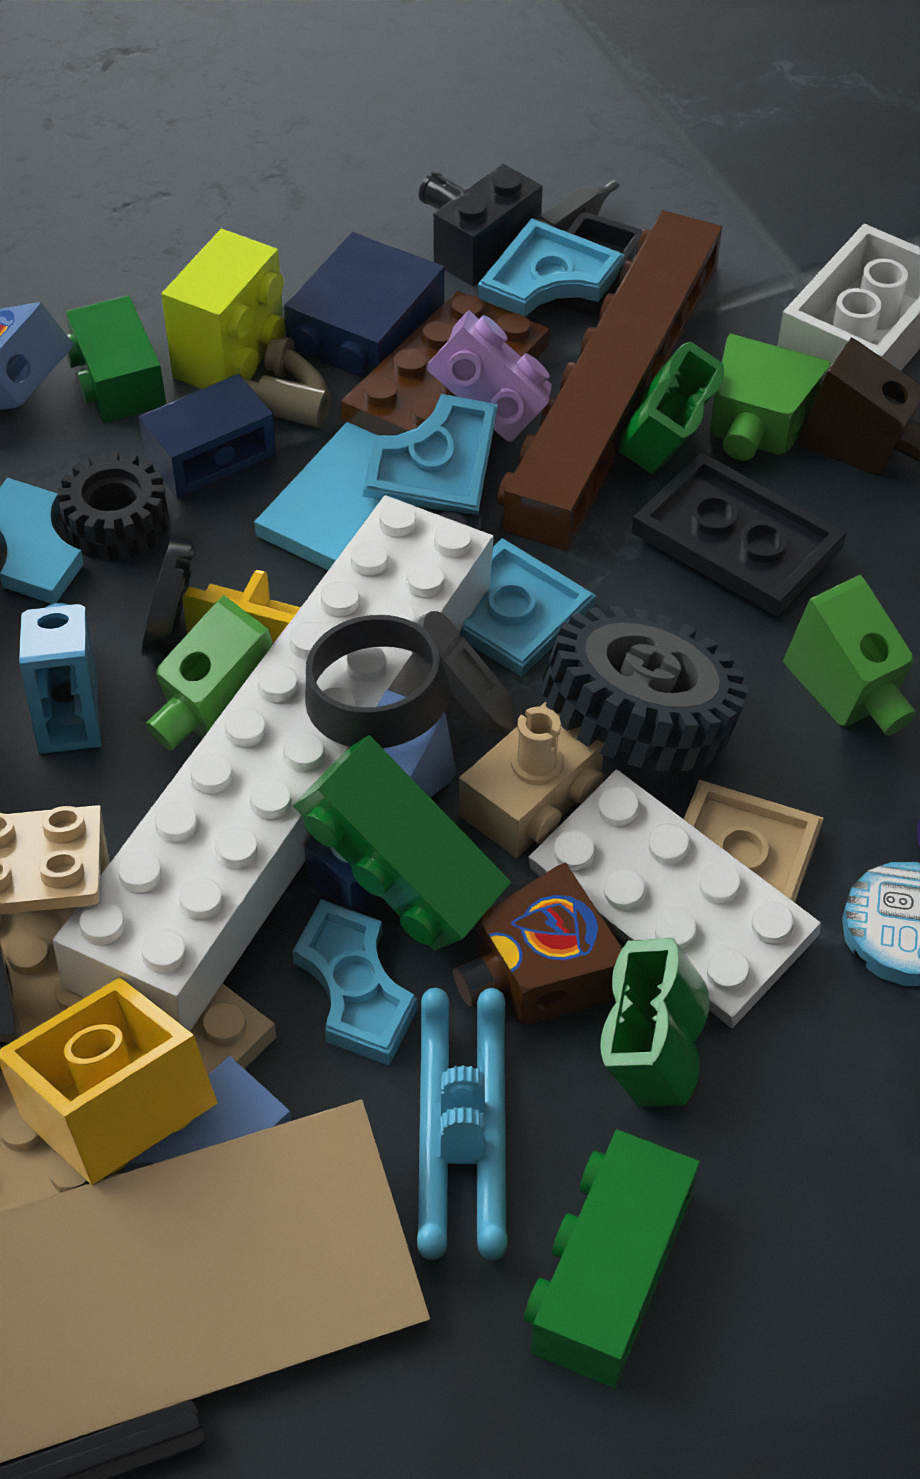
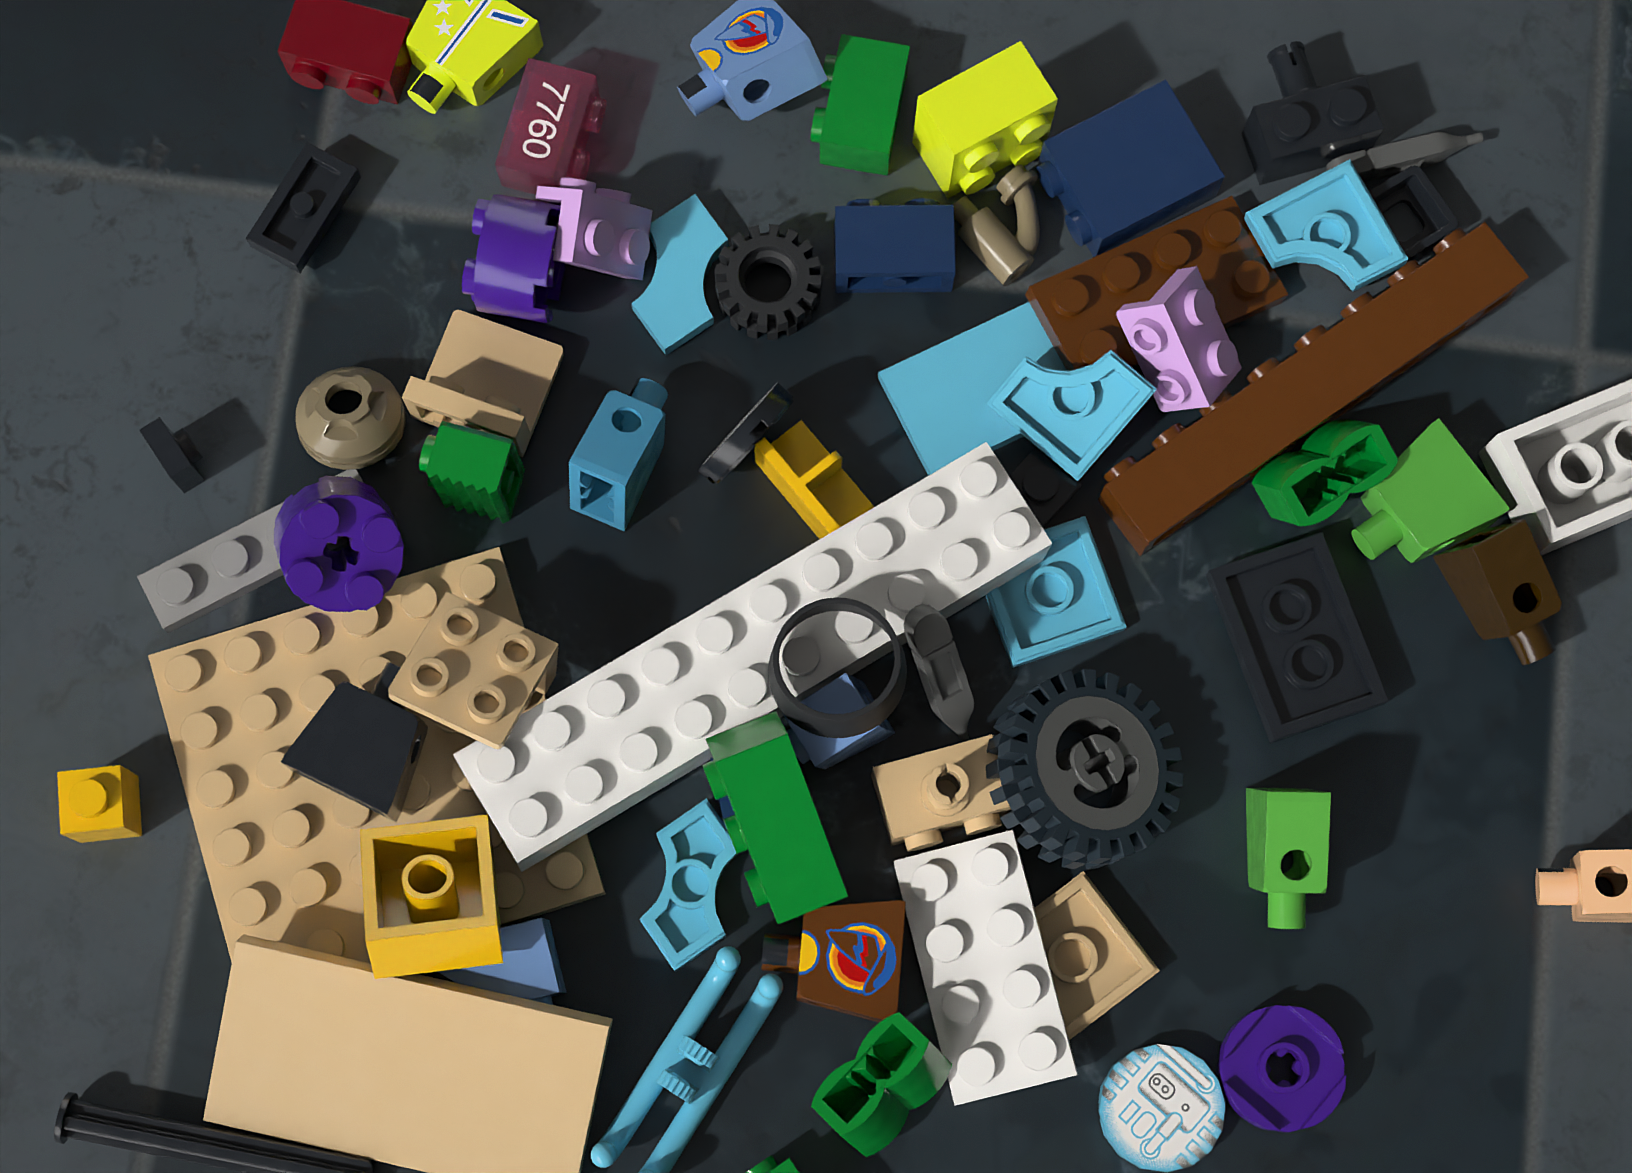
camera: 30 degrees right, 25 degrees up
(207, 671) = (760, 536): bright green torso -> none

